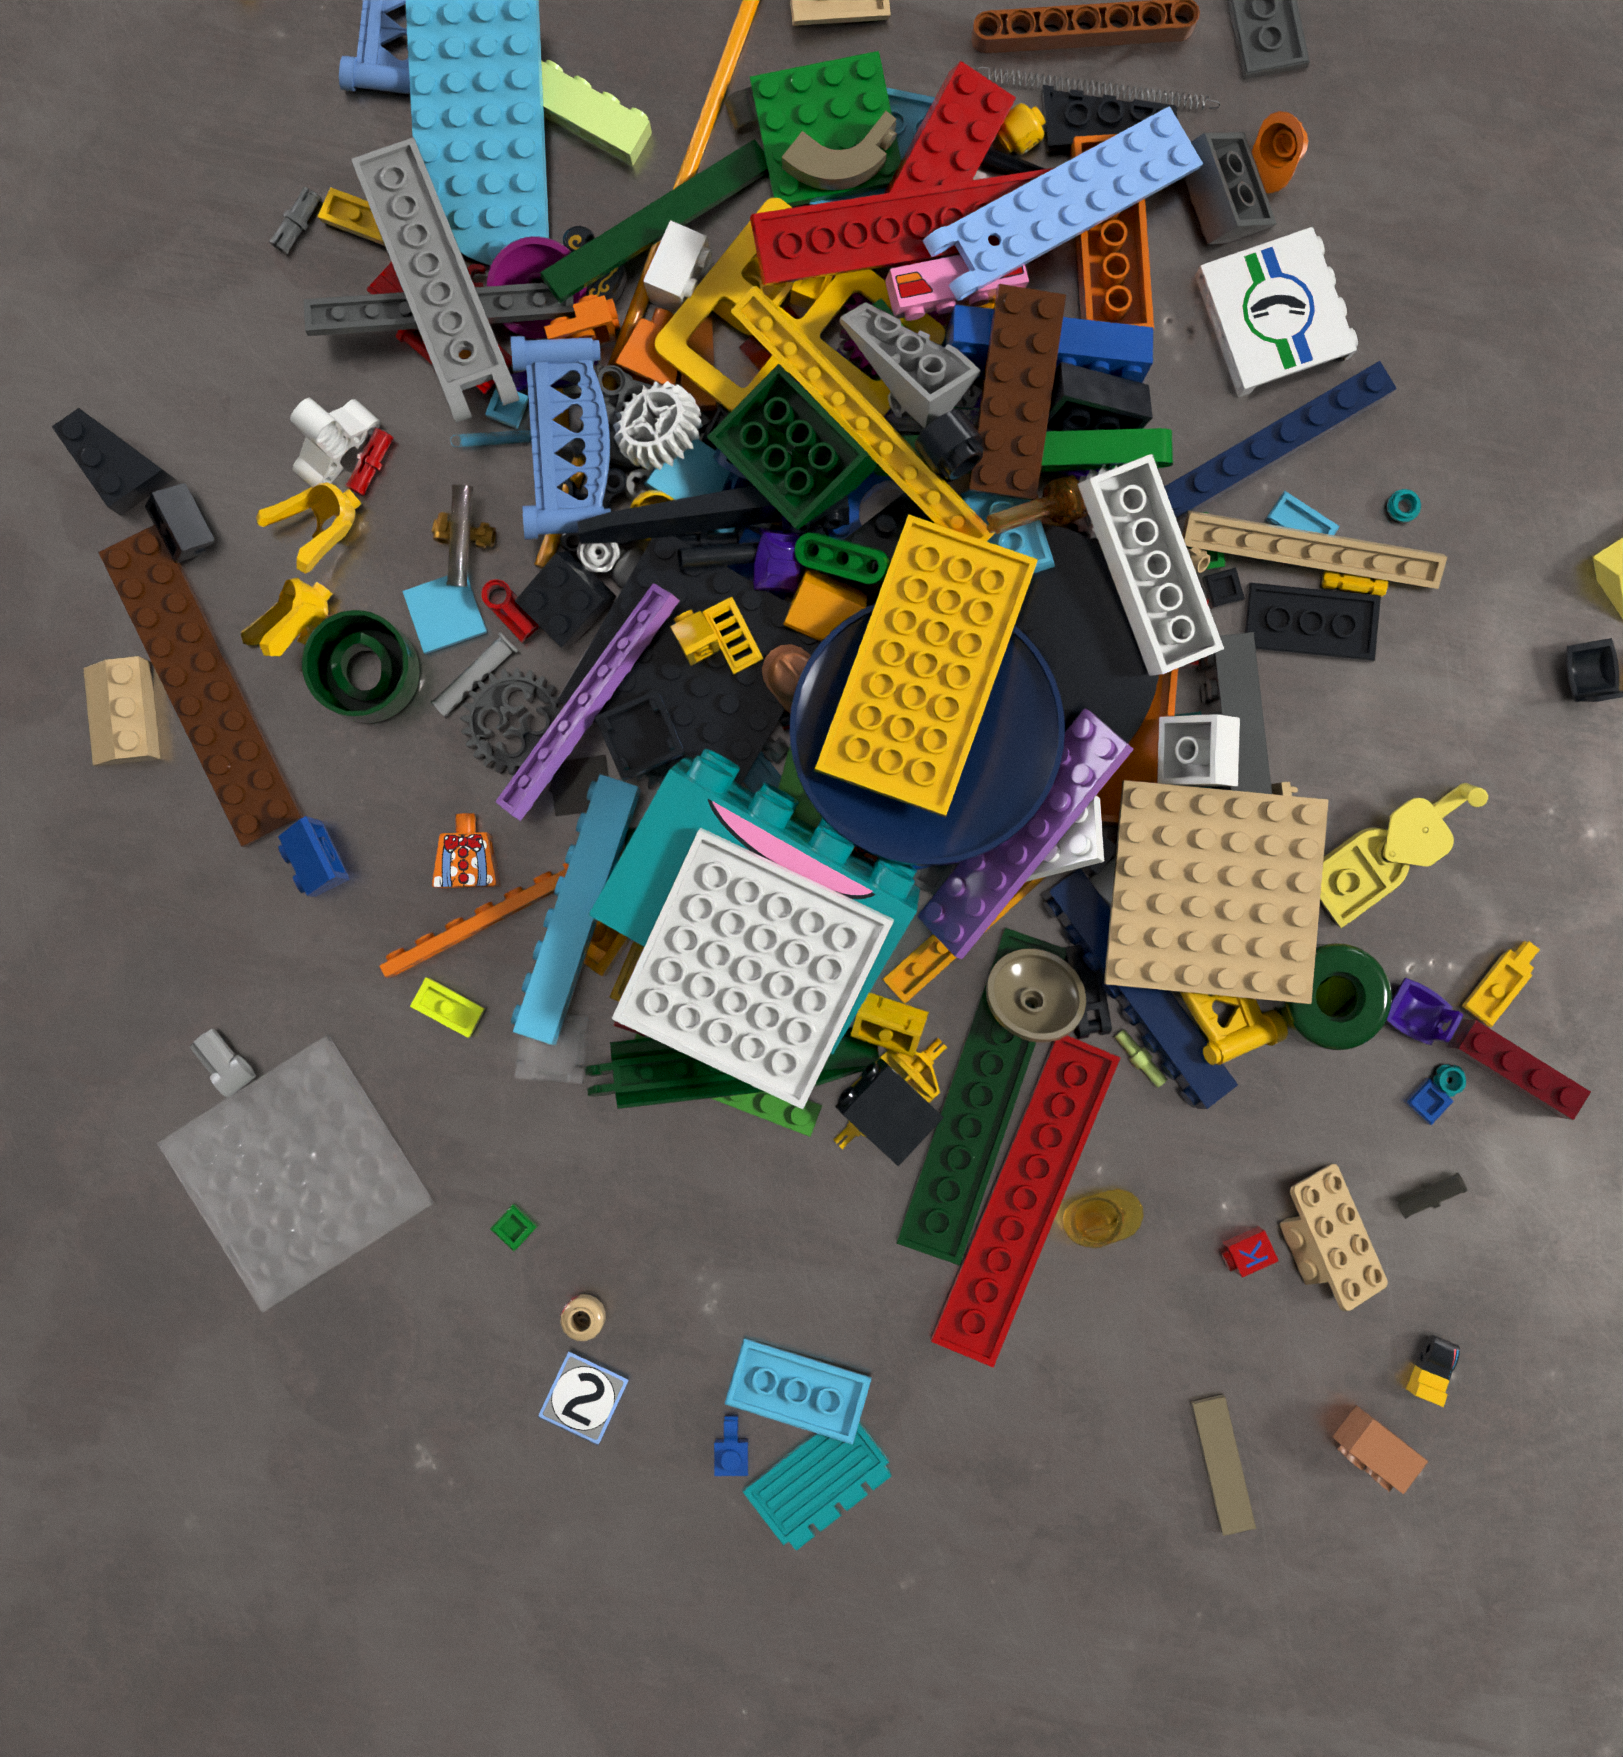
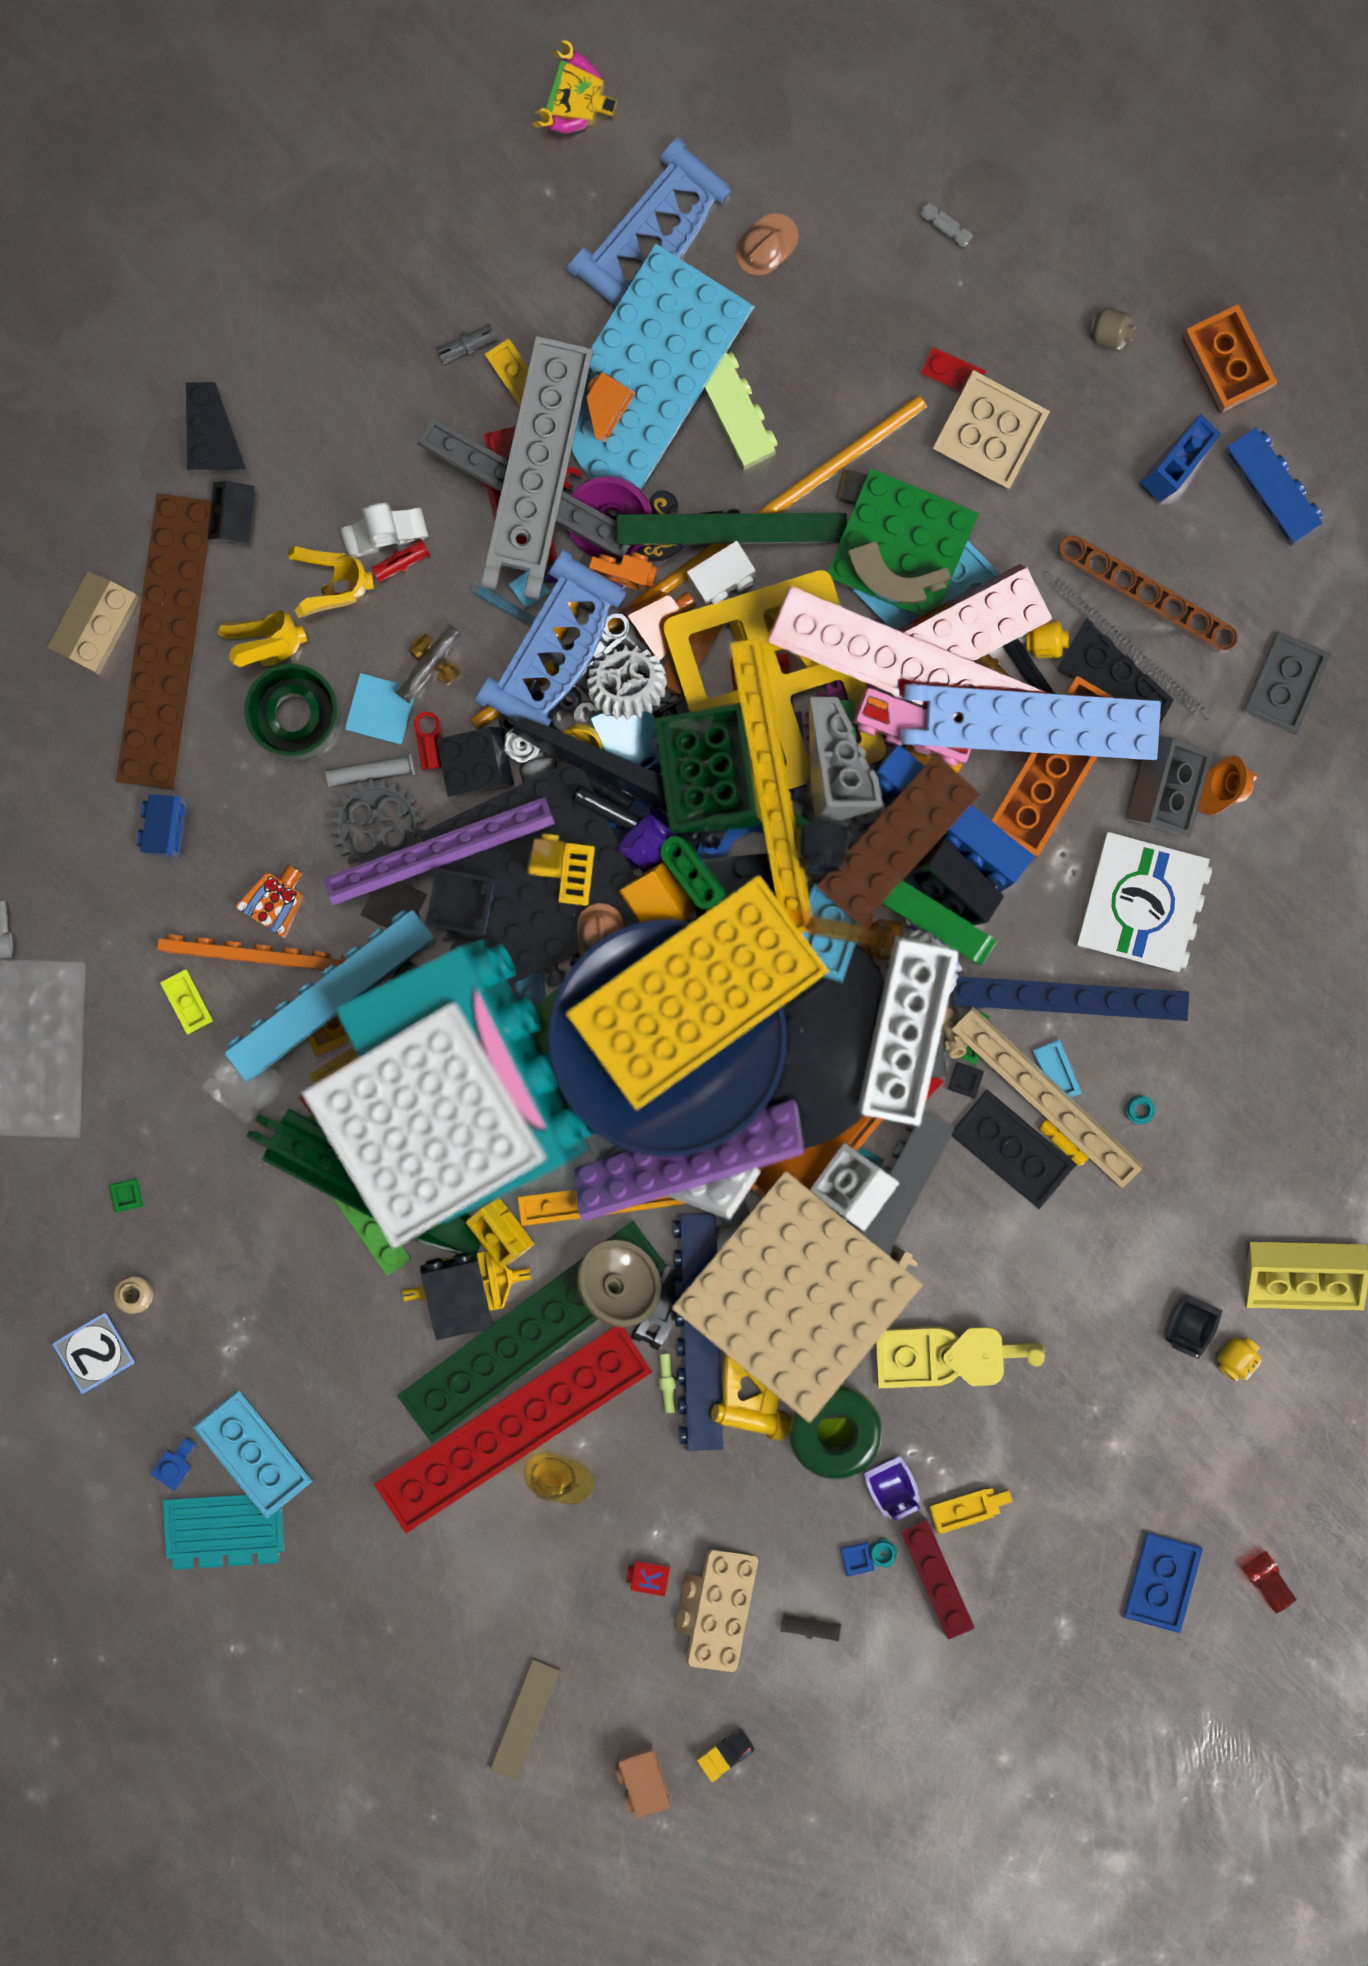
camera: 30 degrees right, 0 degrees up
(462, 177) = (607, 403): none -> orange slope

